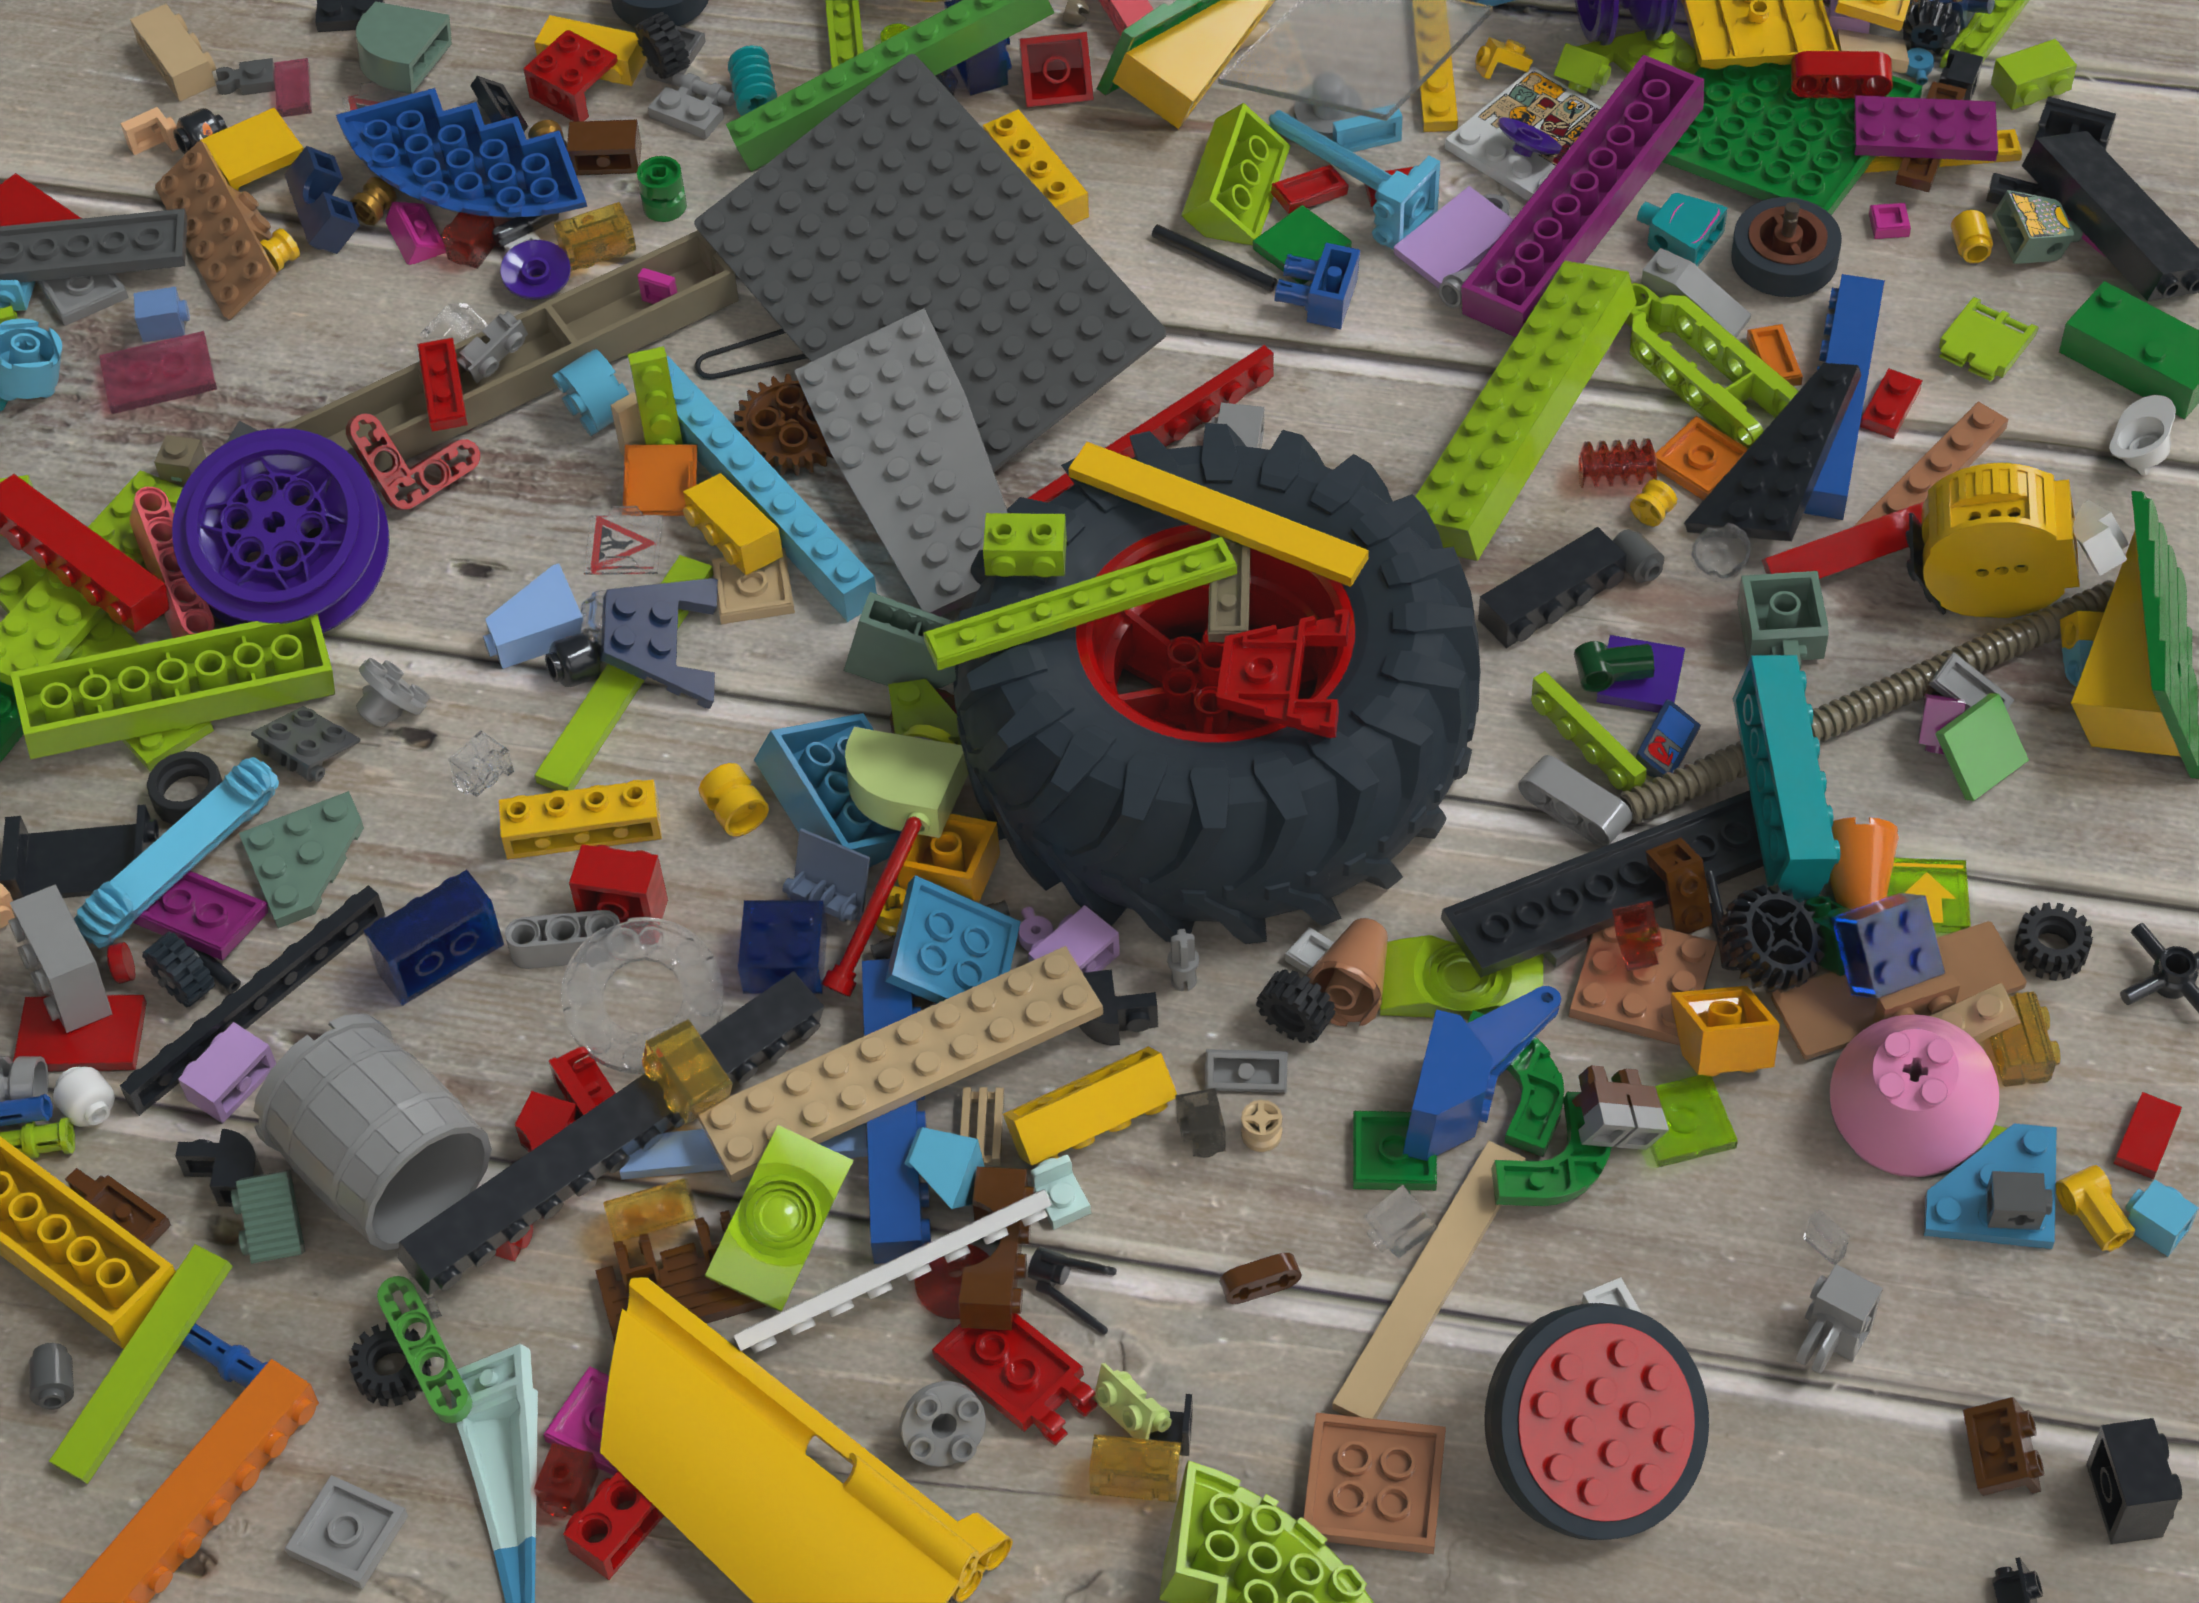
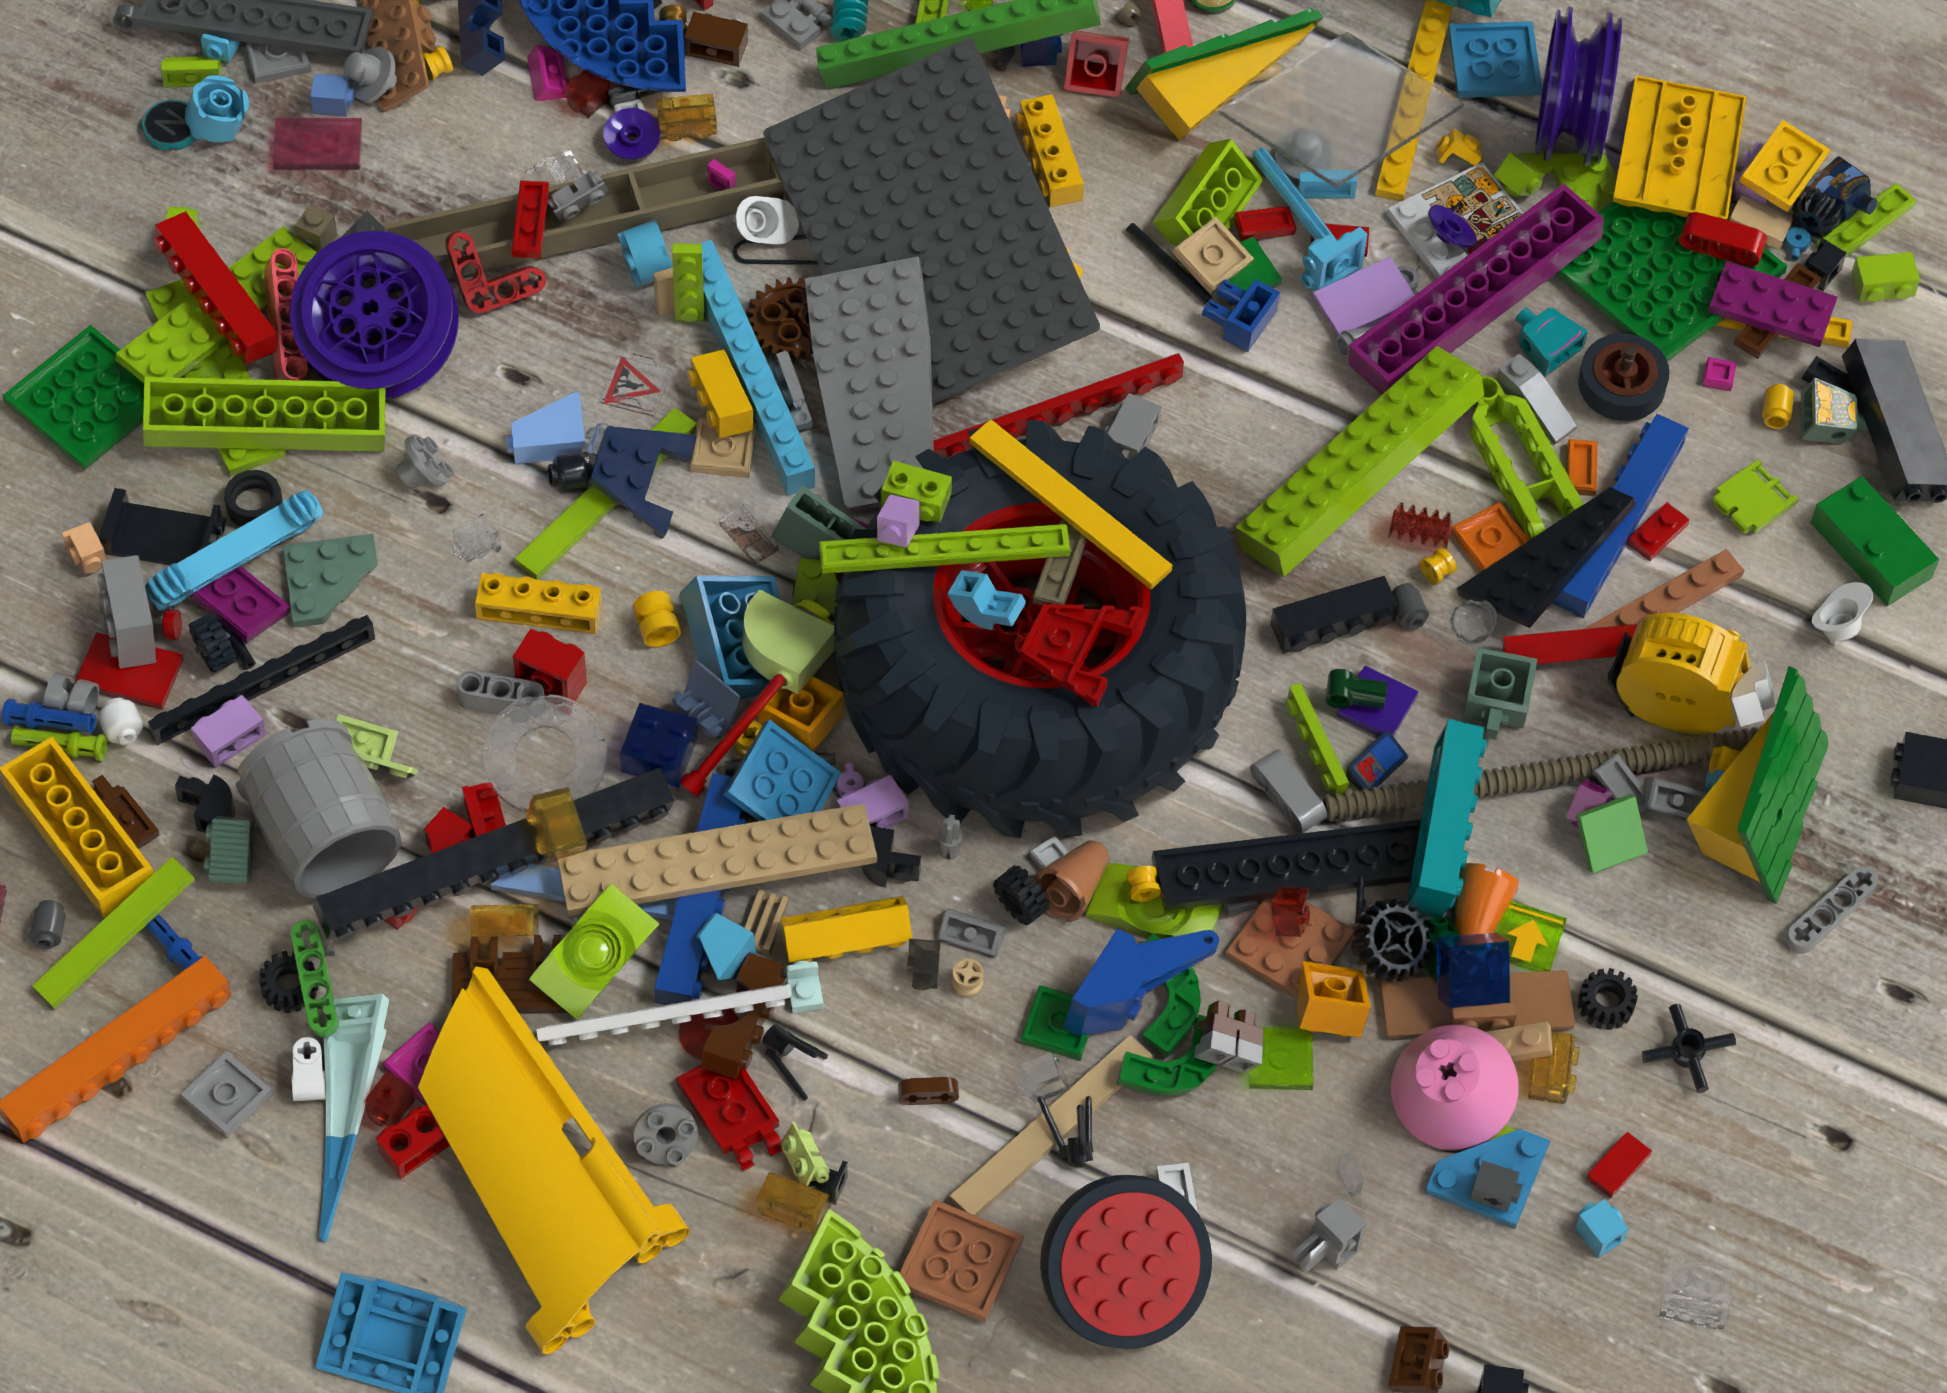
camera: 10 degrees right, 5 degrees up
(201, 277) = (371, 73): none -> light grey plate
(303, 742) = (350, 484): dark grey hinge -> none
(374, 199) = (521, 39): pearl gold wheel -> none
(426, 1040) = (375, 745): none -> yellowish green bracket
(434, 937) = (404, 668): clear blue brick -> none
(448, 1475) = (308, 1074): none -> white piece
(658, 477) = (677, 338): orange piece -> none
(661, 188) = (750, 89): green wheel -> none
(725, 322) = (766, 220): none -> white piece
(815, 676) = (748, 534): none -> clear tile
(817, 498) = (793, 393): none -> light grey hinge
(1015, 581) = (898, 521): none -> lavender brick
(1147, 654) = (981, 603): none -> medium azure brick
(1264, 233) = (1213, 255): none -> tan tile
(1443, 951) = (1143, 883): none -> yellow wheel
(1475, 1297) = (1078, 1148): none -> black plant
(1685, 884) = (1342, 879): reddish brown bracket -> none
(2036, 689) = (1671, 797): none -> light grey slope
(2068, 117) = (1895, 325): black hinge -> none
(2091, 1199) = (1555, 1200): yellow piece -> none

